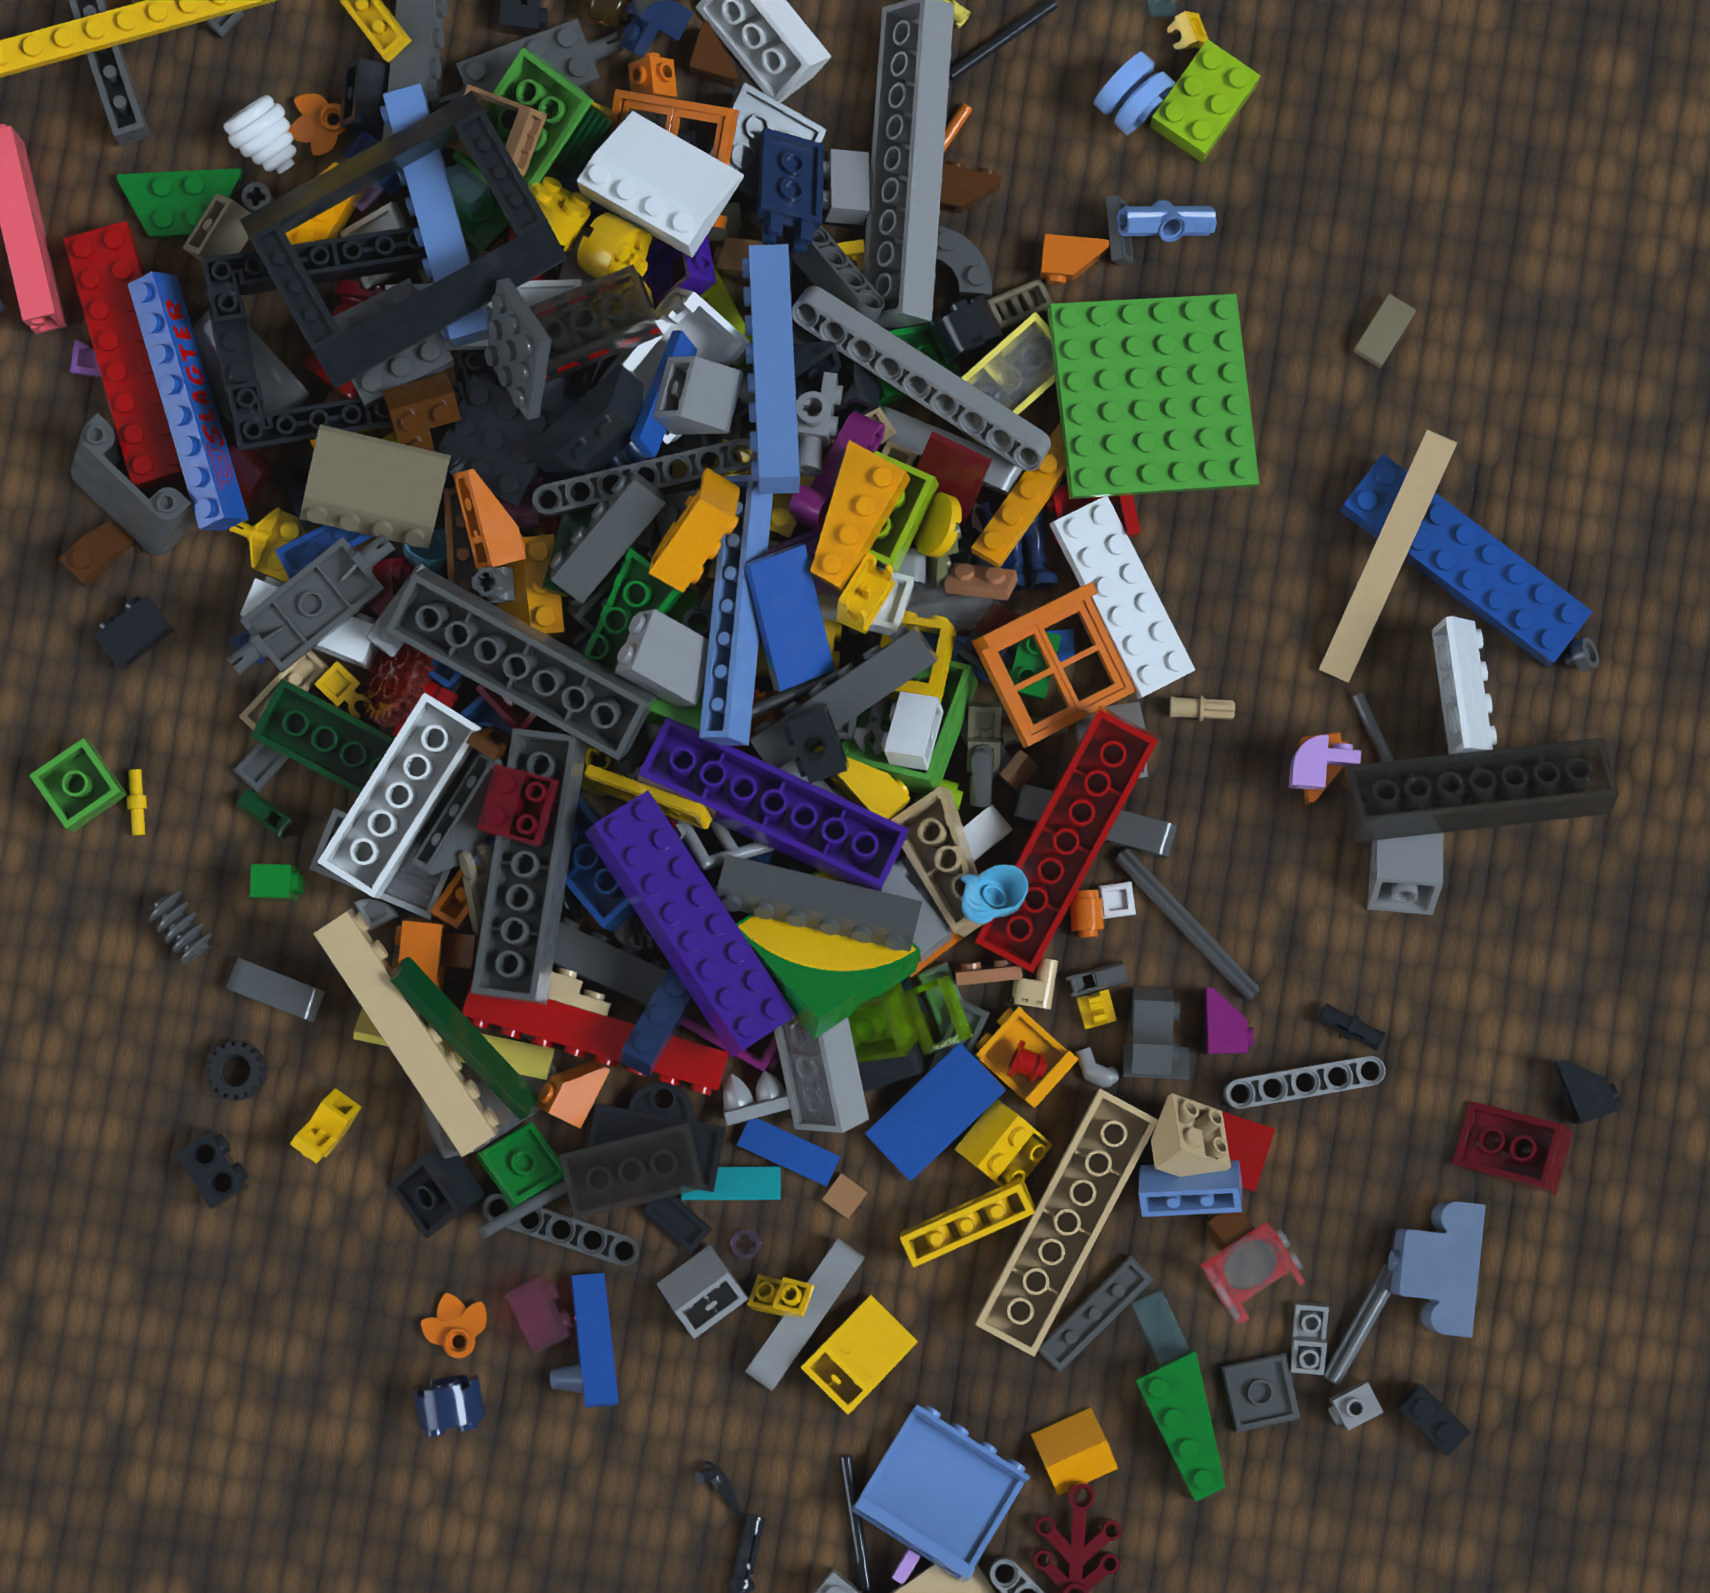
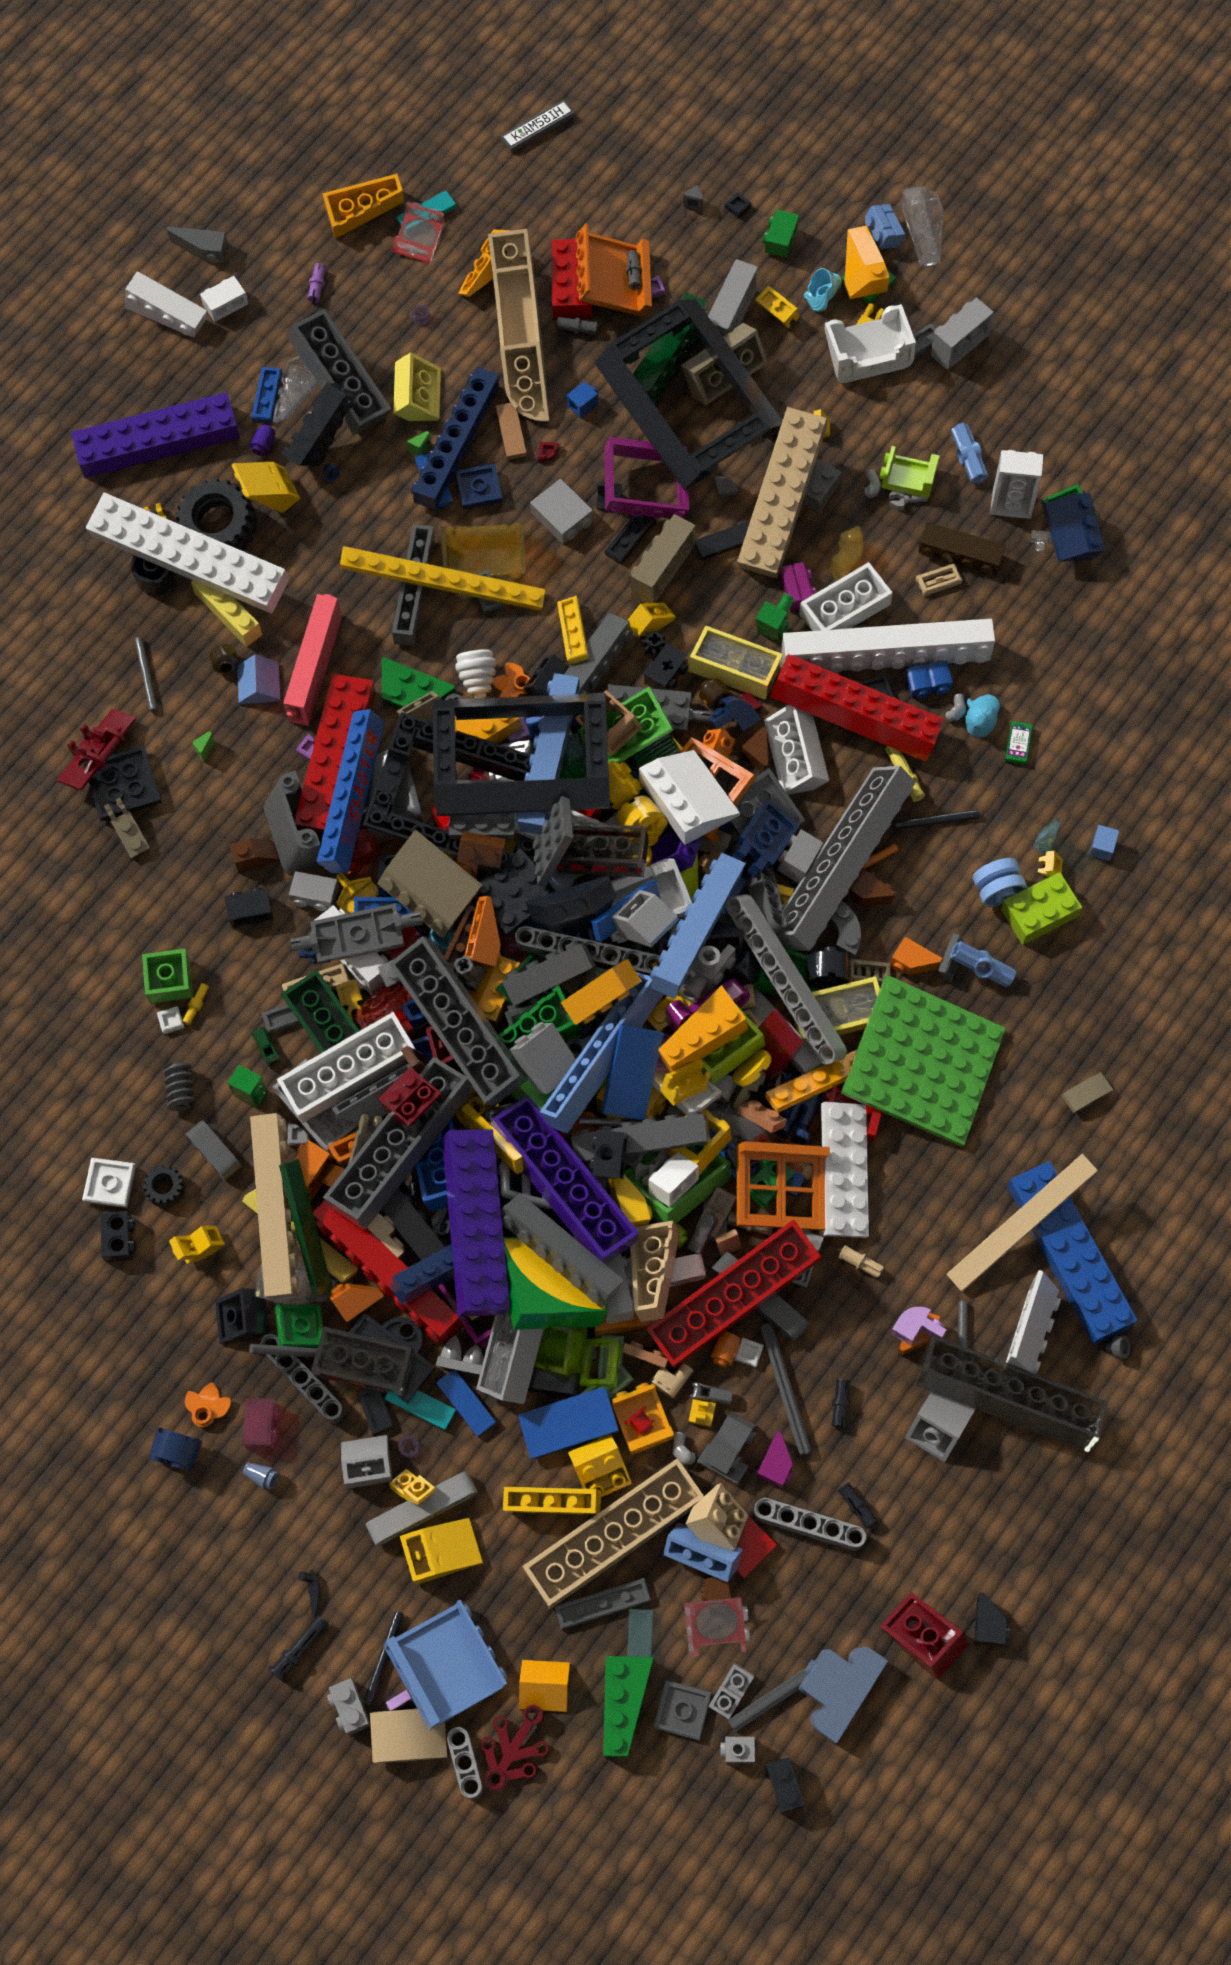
camera: 30 degrees right, 15 degrees down
(114, 841) = (170, 1020): none -> white tile
(160, 1103) = (109, 1182): none -> white plate
(211, 566) = (313, 891): none -> light grey brick
(594, 1340) = (283, 1455): blue tile -> none
(844, 1196) = (485, 1448): medium nougat tile -> none
(993, 893) = (671, 1298): medium azure hair -> none
(1266, 907) = (840, 1403): none -> black pin

